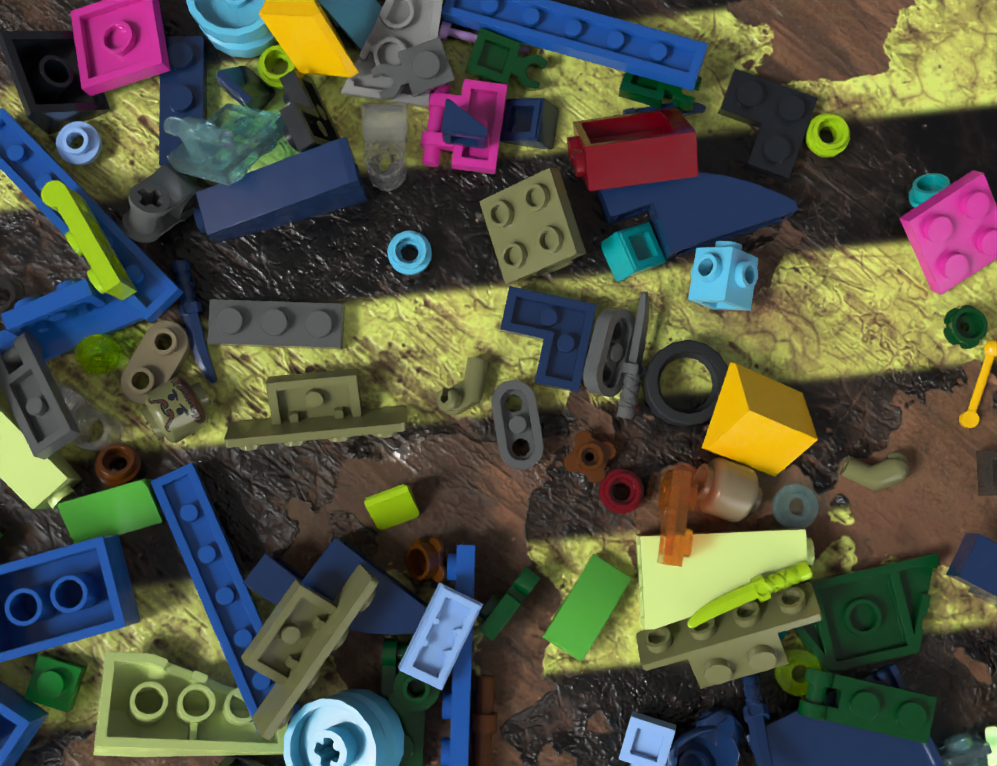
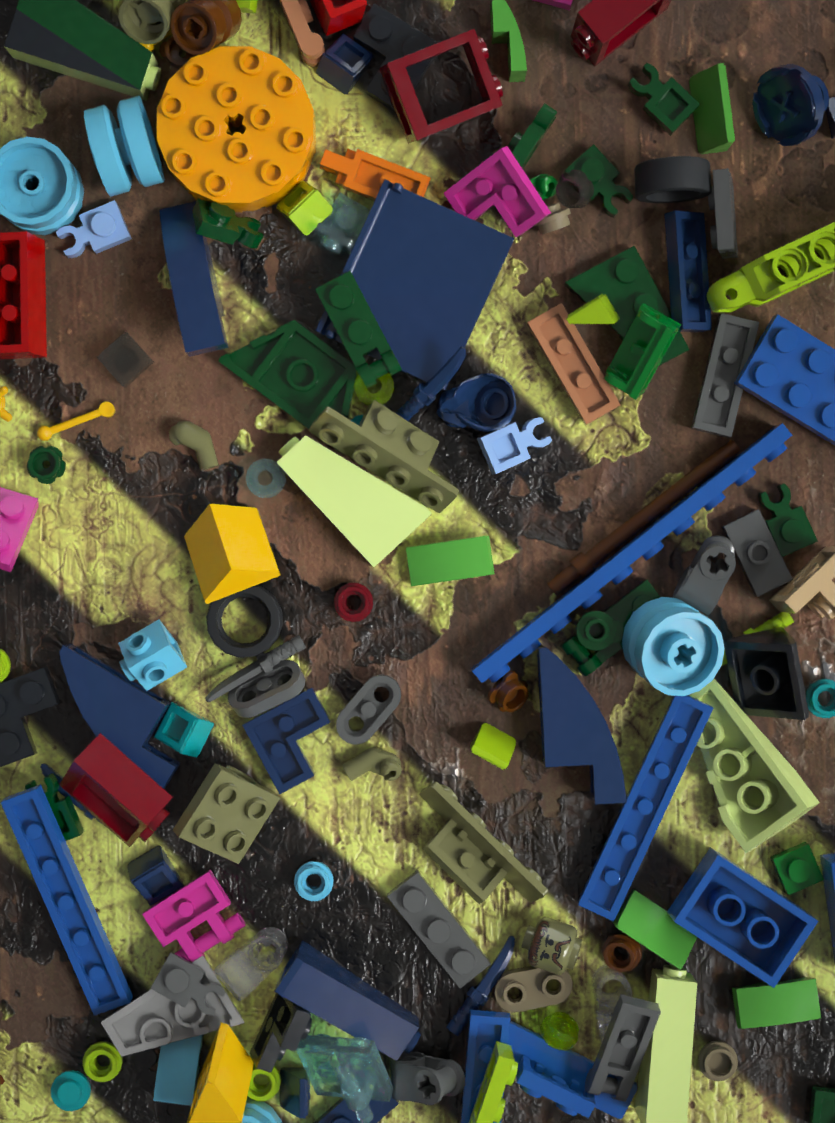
camera: 135 degrees left, 5 degrees up
(299, 640) = (629, 734): olive bracket -> none
(440, 636) = (549, 644): light blue plate -> none
(446, 31) = (139, 988): lavender piece -> none
(461, 128) = (201, 919): dark blue slope -> none
(497, 58) = (130, 935): dark green plate -> none
(499, 610) = (502, 618): dark green plate -> none
(586, 444) = (354, 633): reddish brown plate -> none
(676, 497) = (329, 563): clear orange plate -> none
(727, 489) = (293, 534): dark tan head -> none
(757, 588) = (342, 463): lime piece -> none

